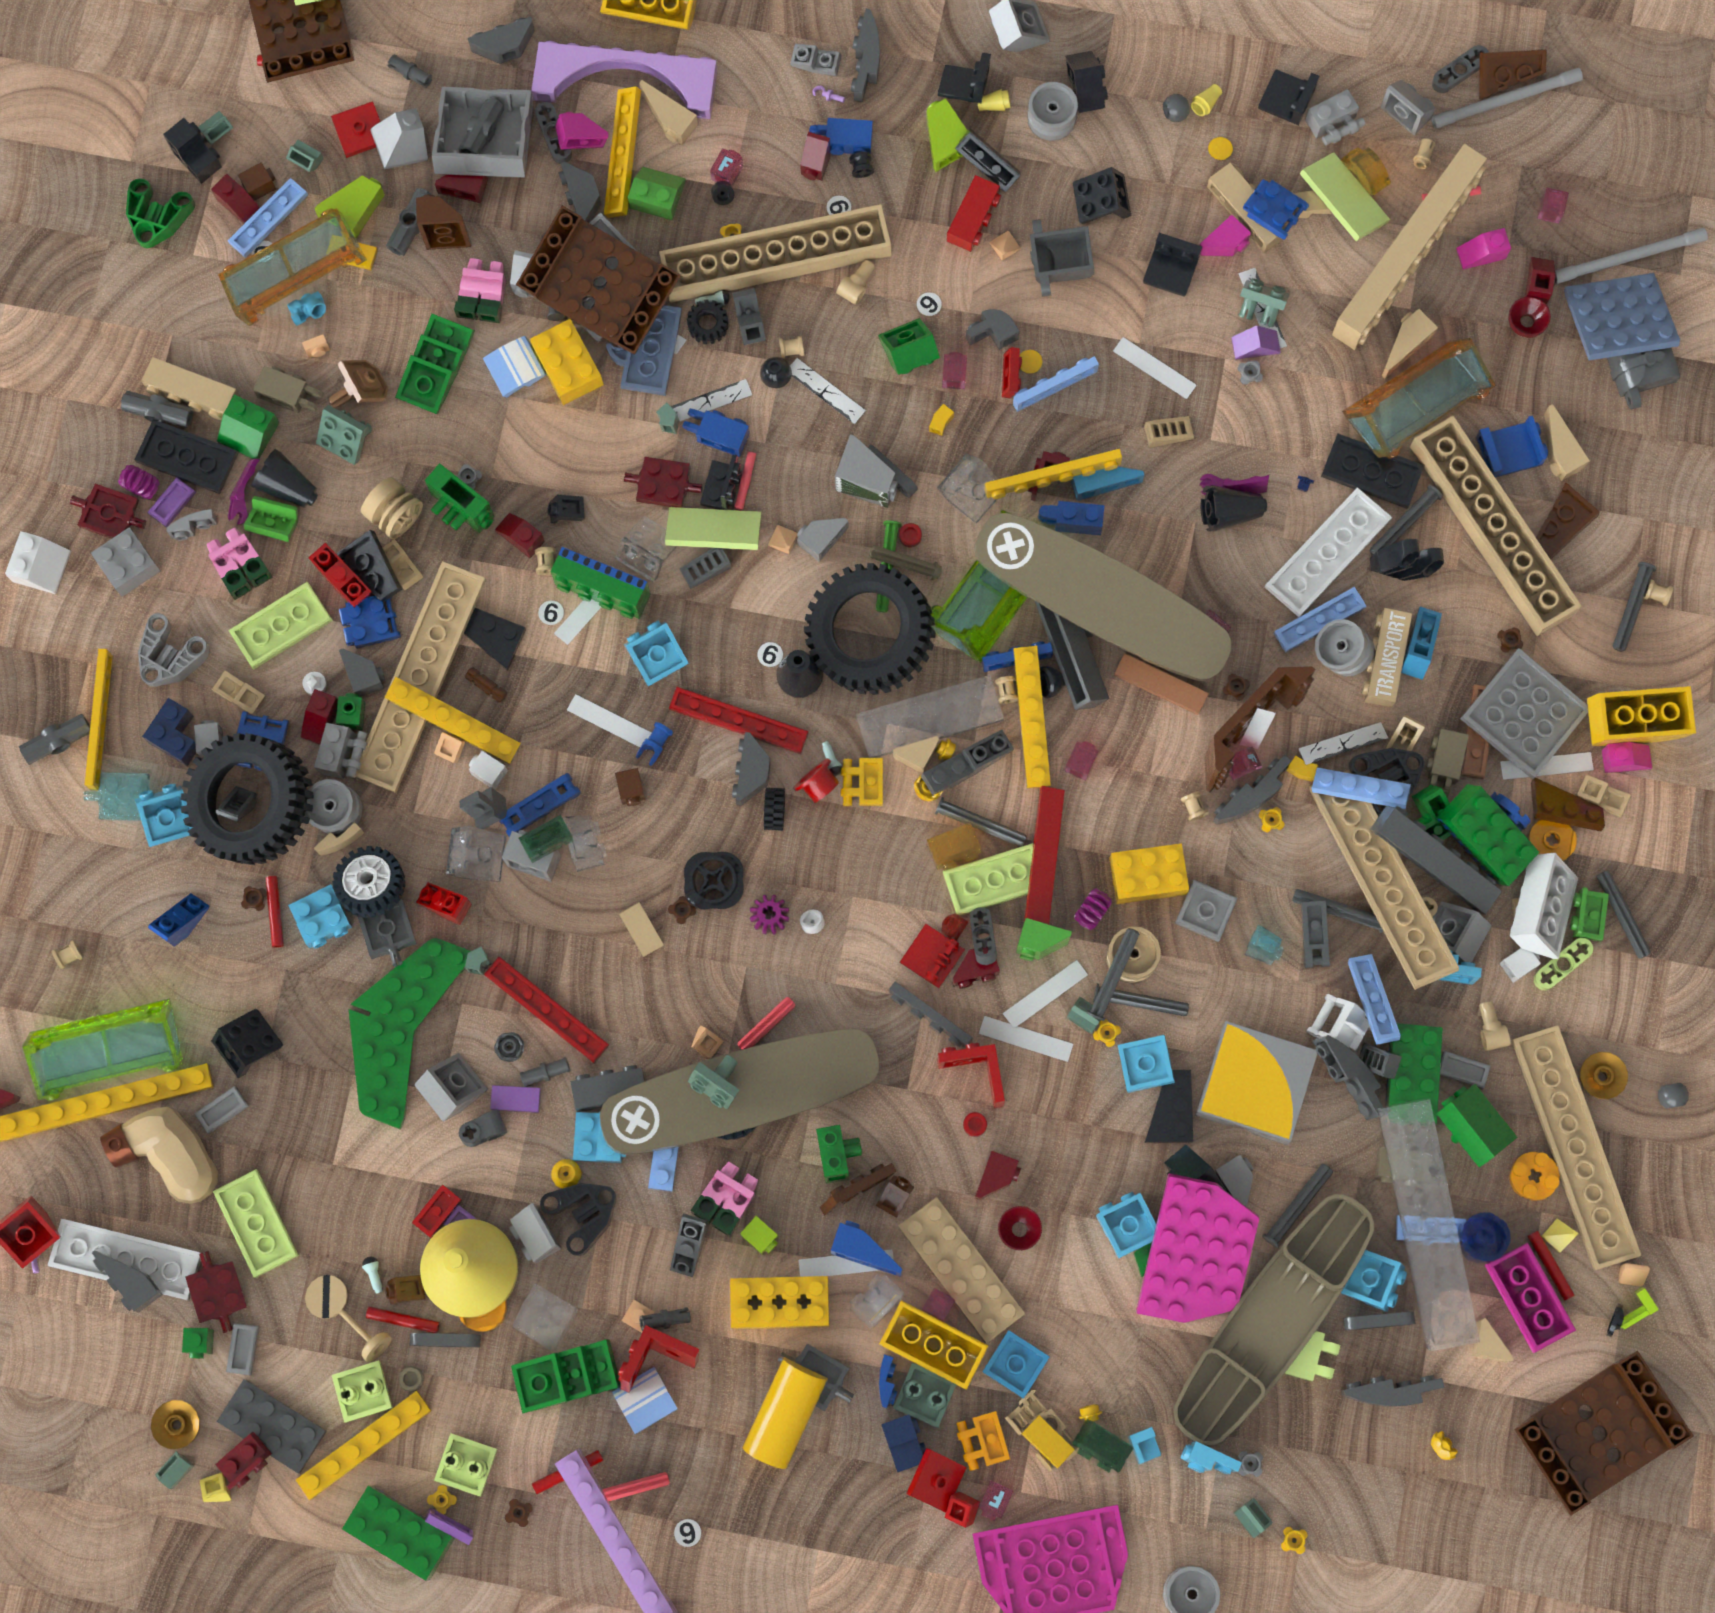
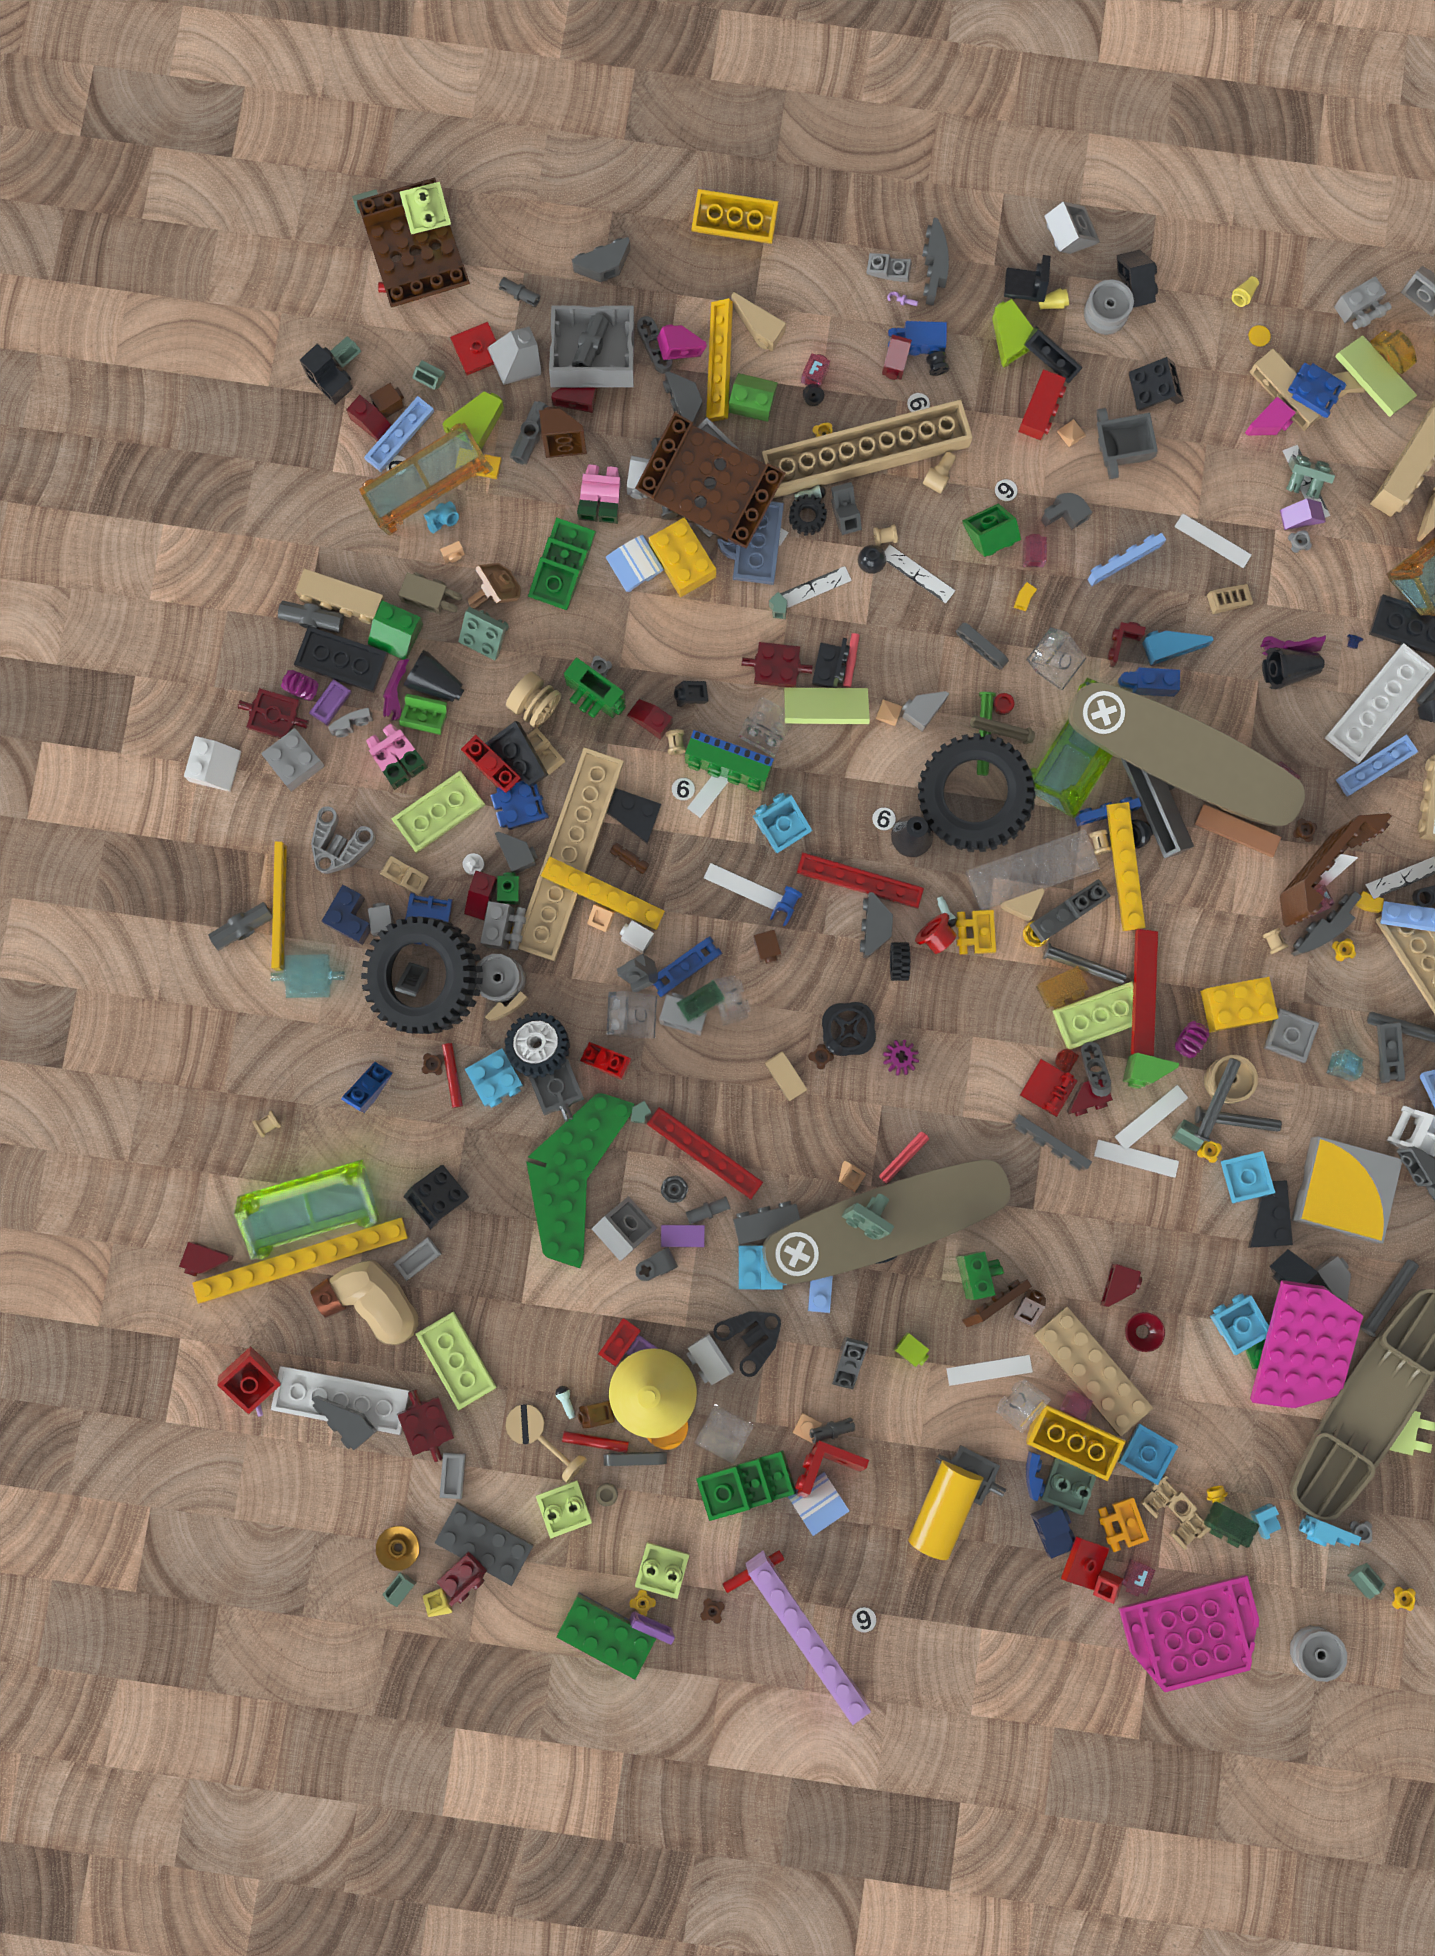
camera: 10 degrees left, 5 degrees up
(155, 218) = (310, 438): green connector -> none
(162, 815) = (345, 992): medium azure plate -> none
(197, 1342) = (412, 1472): green brick -> none
(363, 1445) = (568, 1557): yellow plate -> none
(564, 64) = (661, 280): lavender arch -> none
(573, 1176) = (740, 1302): yellow plate -> none
(636, 1486) = (816, 1581): coral axle -> none
(717, 569) = (824, 747): dark grey slope -> none
(718, 431) = (824, 615): blue hinge -> none
(731, 1194) = (879, 1311): bright pink hips -> none
(768, 1315) = (924, 1421): yellow brick -> none
(812, 921) = (939, 1061): white tile -> none
(859, 1247) = (1002, 1356): blue slope -> none
(865, 475) = (962, 650): light grey slope -> none
(945, 749) = (1049, 899): yellow plate -> none
(975, 1054) = (1111, 1188): red bracket -> none
(975, 1124) = (1096, 1238): red tile -> none
(1011, 365) = (1085, 550): red plate -> none
(1031, 361) = (1100, 539): yellow sticker -> none
(1044, 476) = (1141, 641): yellow plate -> none
(1048, 1441) = (1182, 1523): yellow tile -> none
(1082, 760) = (1172, 903): clear pink brick -> none
(1172, 264) = (1224, 444): black bracket -> none
(1176, 108) = (1219, 299): dark grey piece -> none
(1288, 96) = (1320, 285): black bracket -> none
(1344, 647) = (1395, 781): light grey wheel -> none

